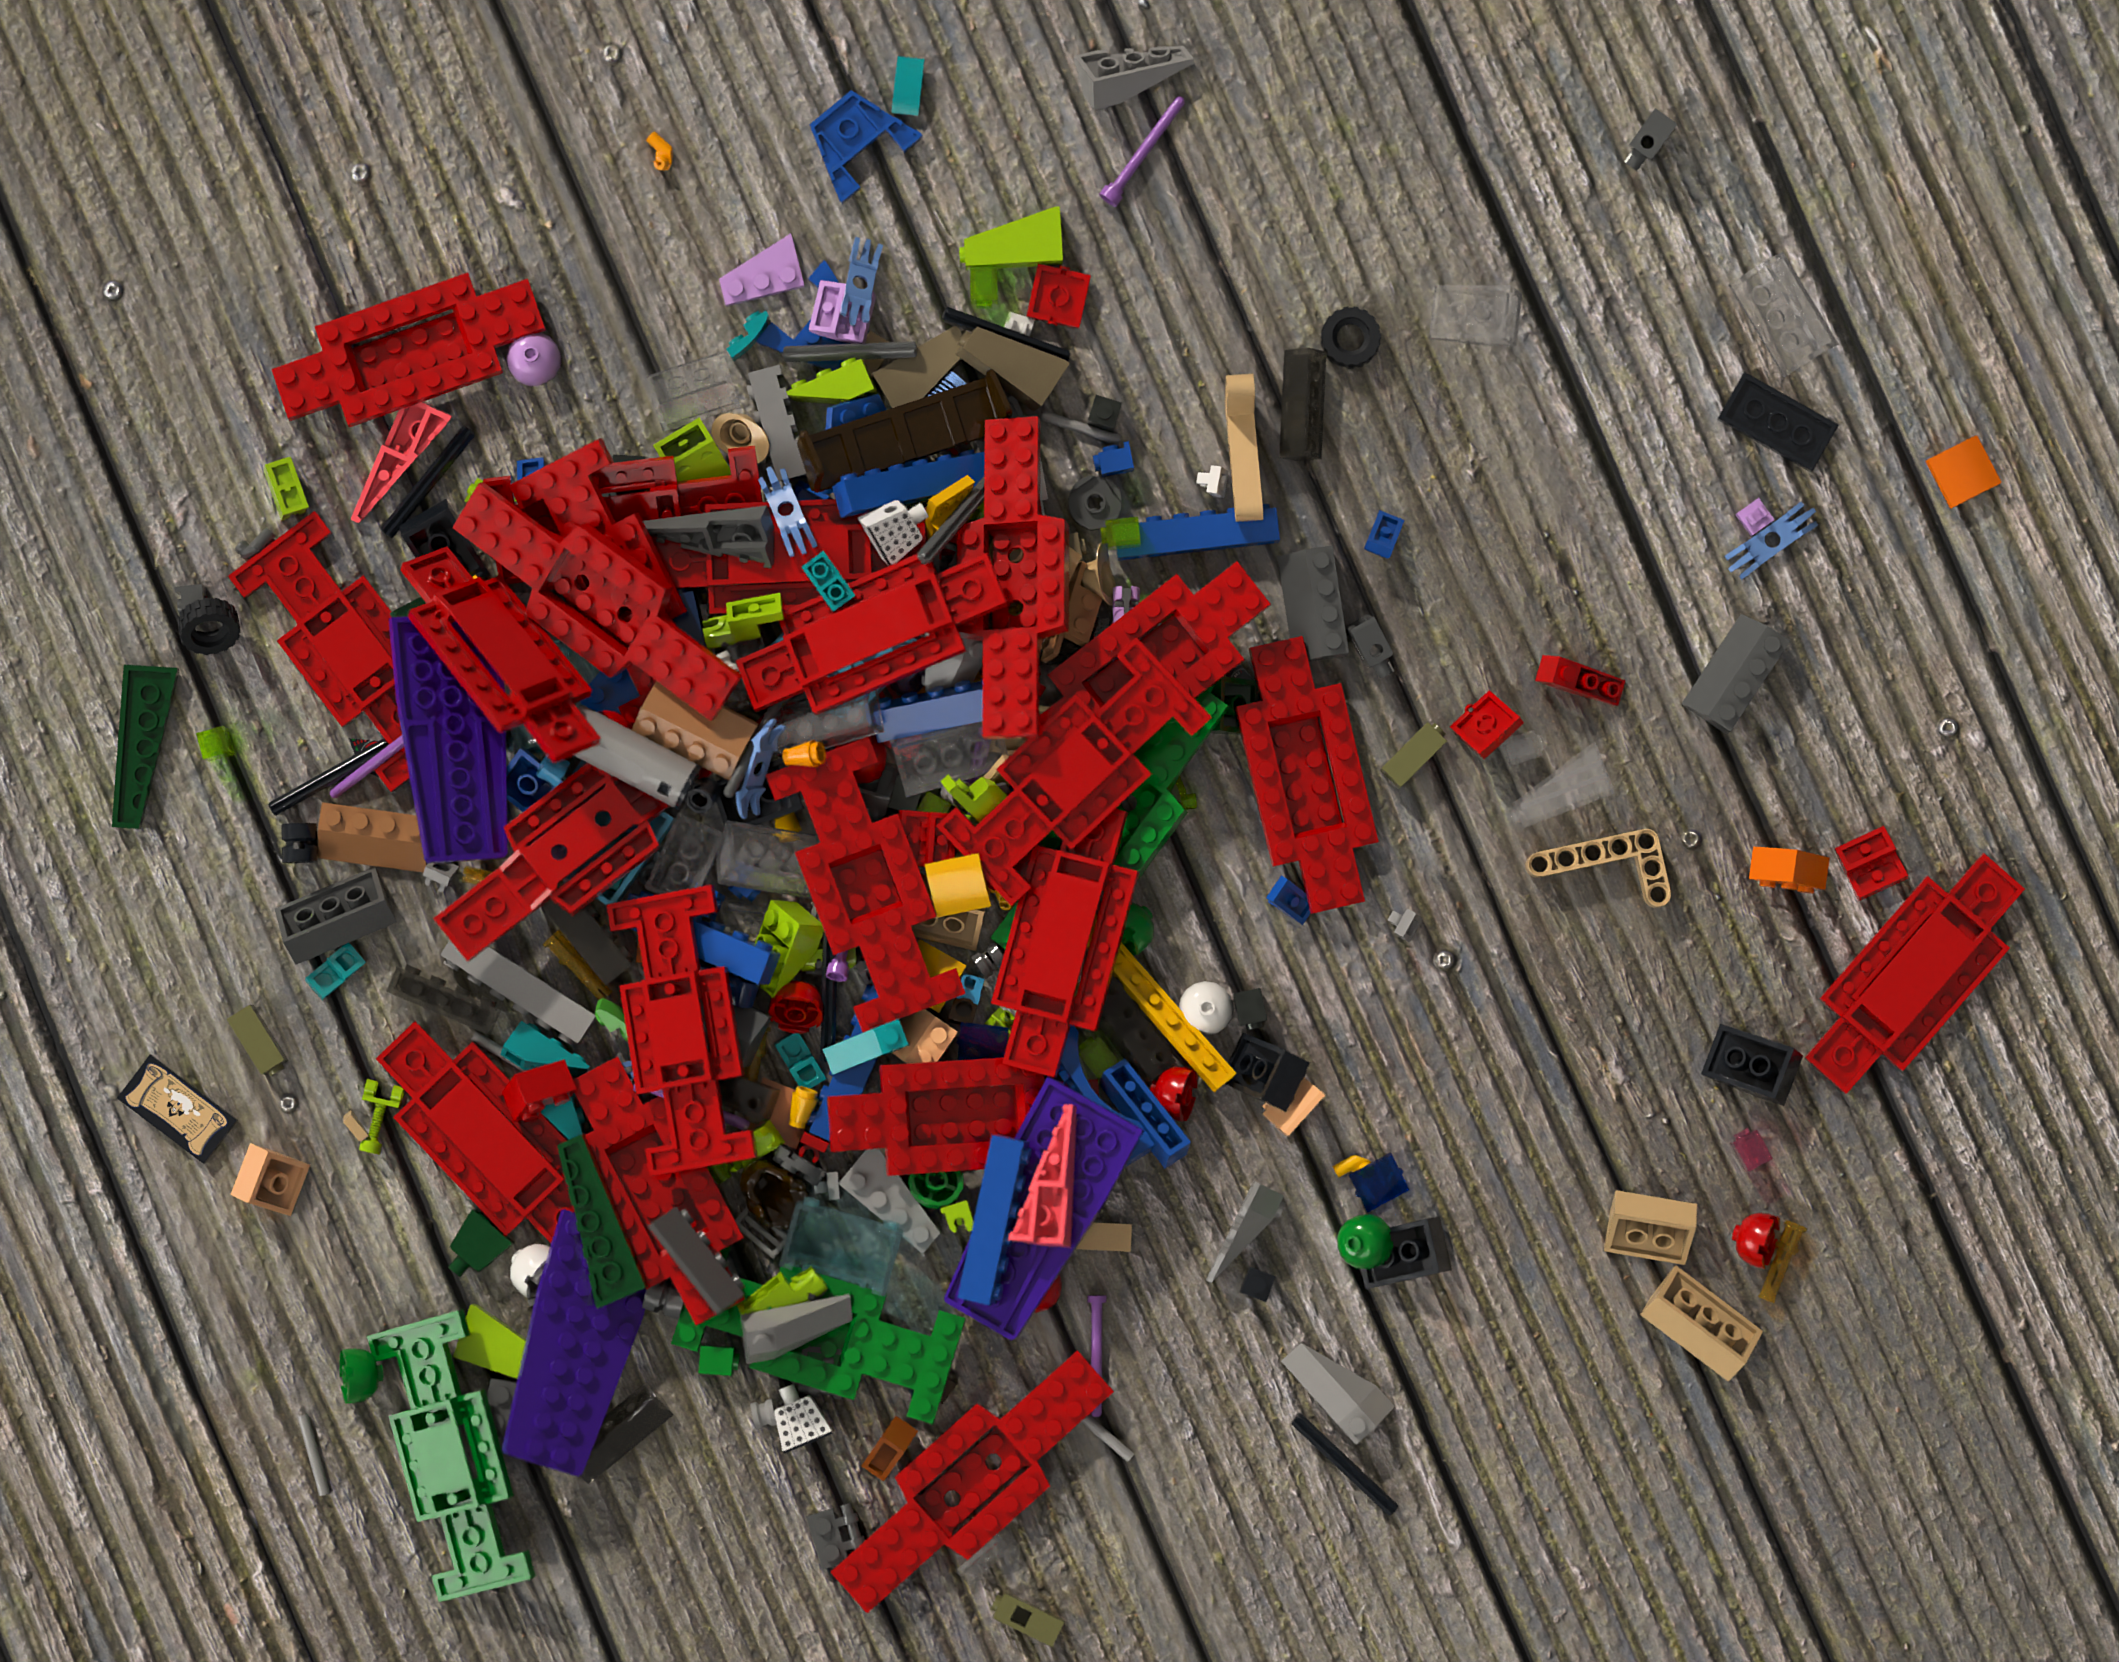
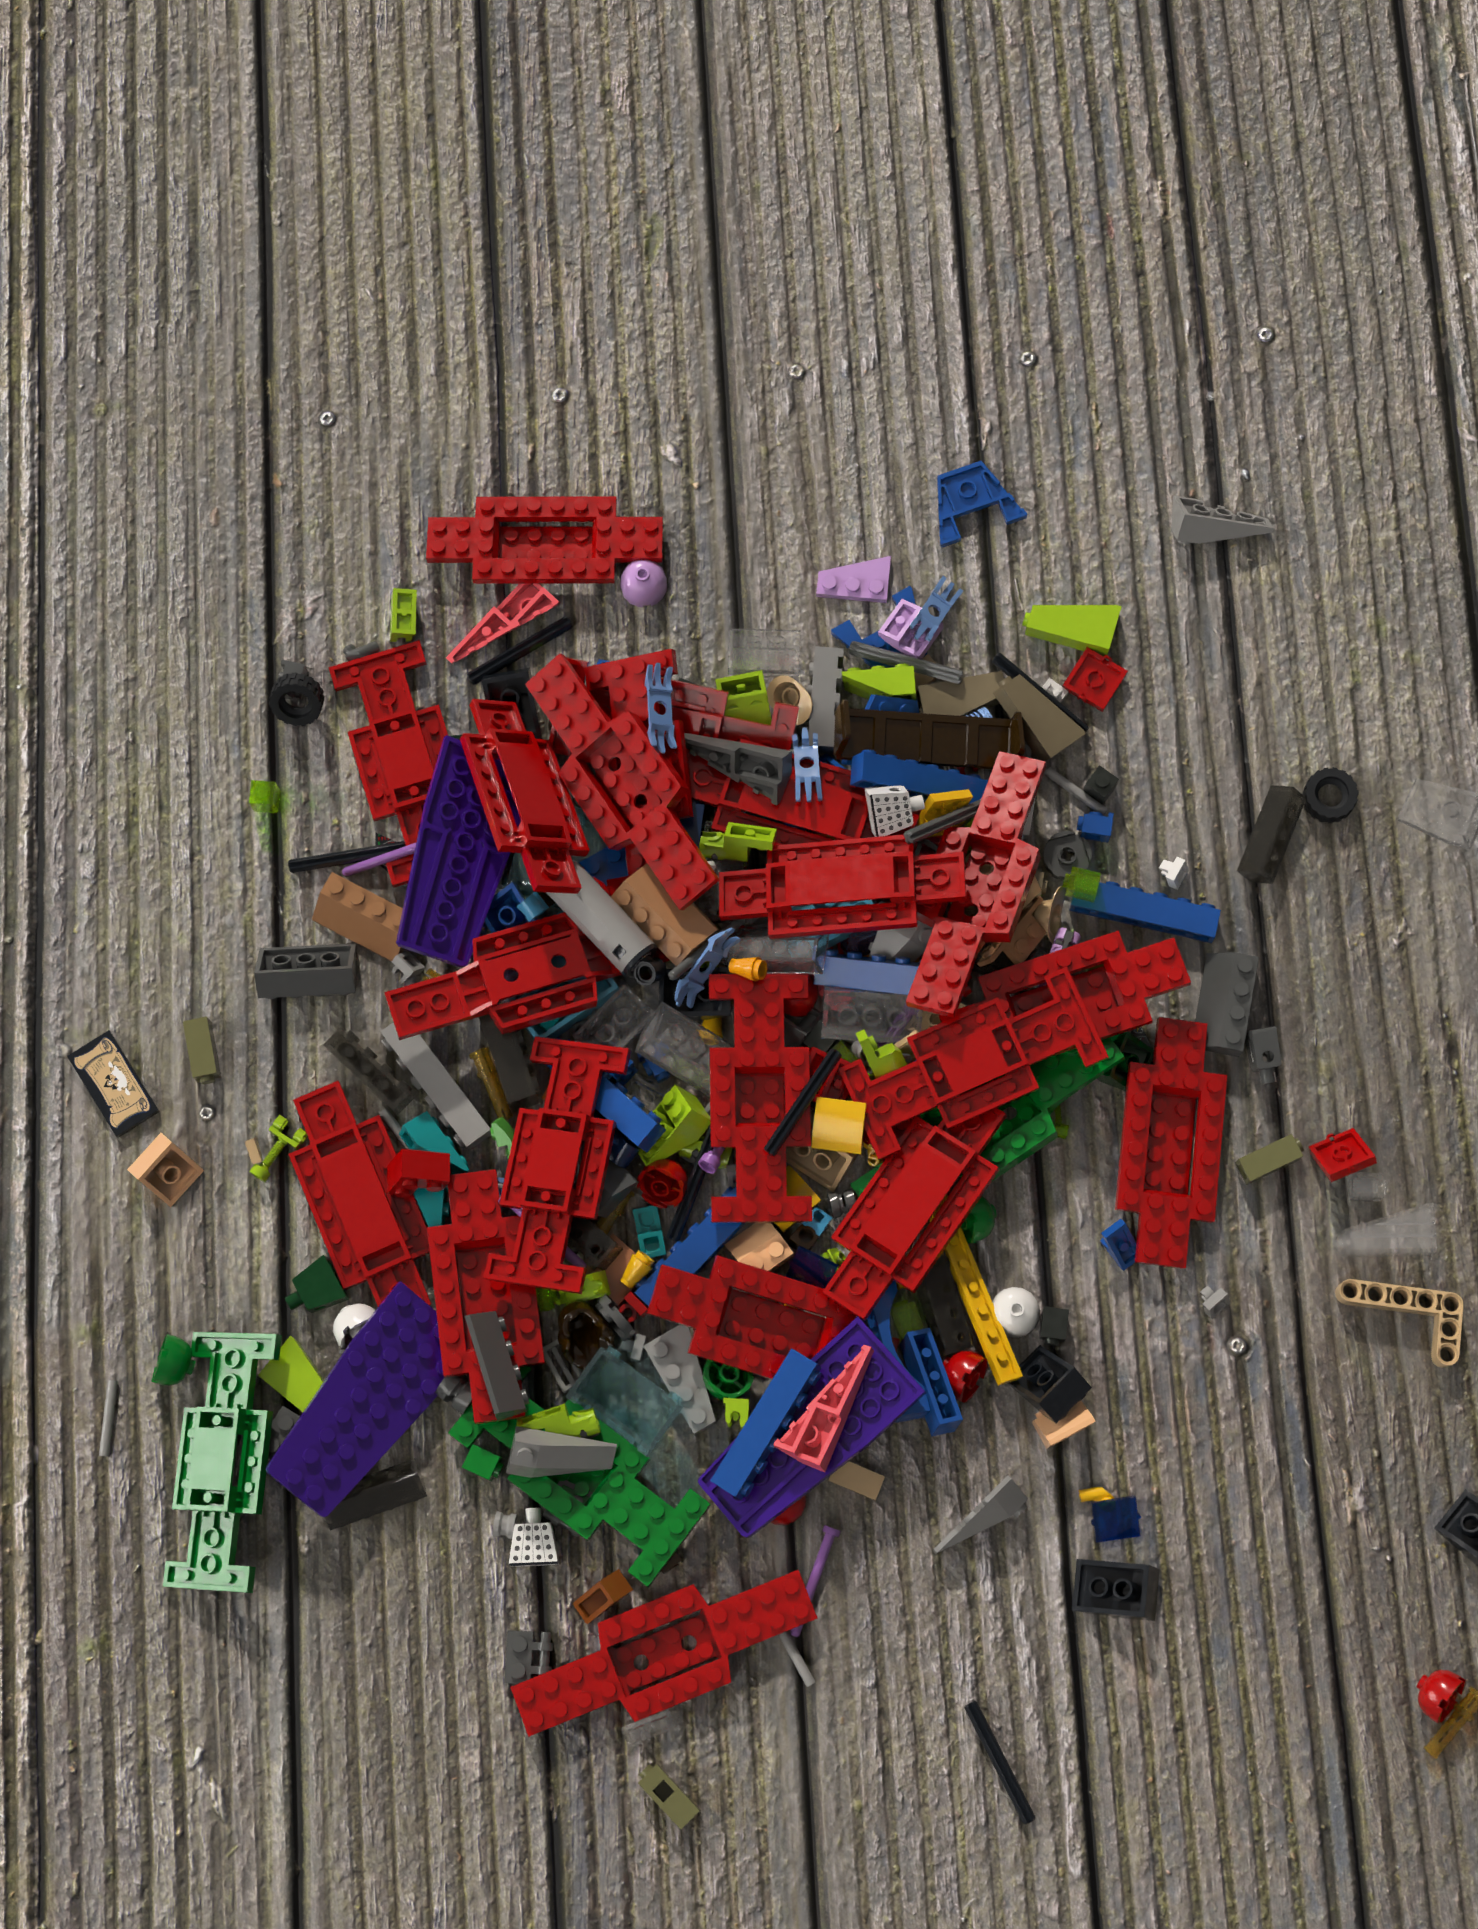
camera: 25 degrees right, 10 degrees down
(142, 724) = (210, 764): dark green wing -> none
(299, 833) = (303, 892): black wheel -> none
(335, 971) = (289, 1017): teal slope -> none
(604, 493) = (659, 693): none -> medium blue piece
(605, 1243) = (423, 1326): dark green wing -> none
(664, 151) = (810, 459): light orange arm -> none
(754, 327) = (833, 618): teal slope -> none
(828, 581) = (820, 831): teal slope -> none
(866, 1046) = (710, 1236): slope -> none
(908, 85) = (1029, 473): teal slope -> none
(912, 875) = (802, 1102): none -> black axle
(983, 286) = (1035, 650): clear neon green brick -> none
(1113, 192) = (1168, 613): medium lavender piece -> none
(1243, 447) = (1210, 847): tan beam -> none
(1257, 1284) = (977, 1569): black brick -> none
(1344, 1395) = (1020, 1699): light grey wedge -> none
(1365, 1241) = (1085, 1566): green cylinder -> none
(1384, 534) = (1304, 966): blue slope -> none
(1579, 679) = (1435, 1145): red slope -> none
(1650, 1227) = (1346, 1648): tan slope -> none
(1702, 1323) = (1365, 1753): tan slope -> none
(1750, 1149) = (1458, 1611): clear pink brick -> none

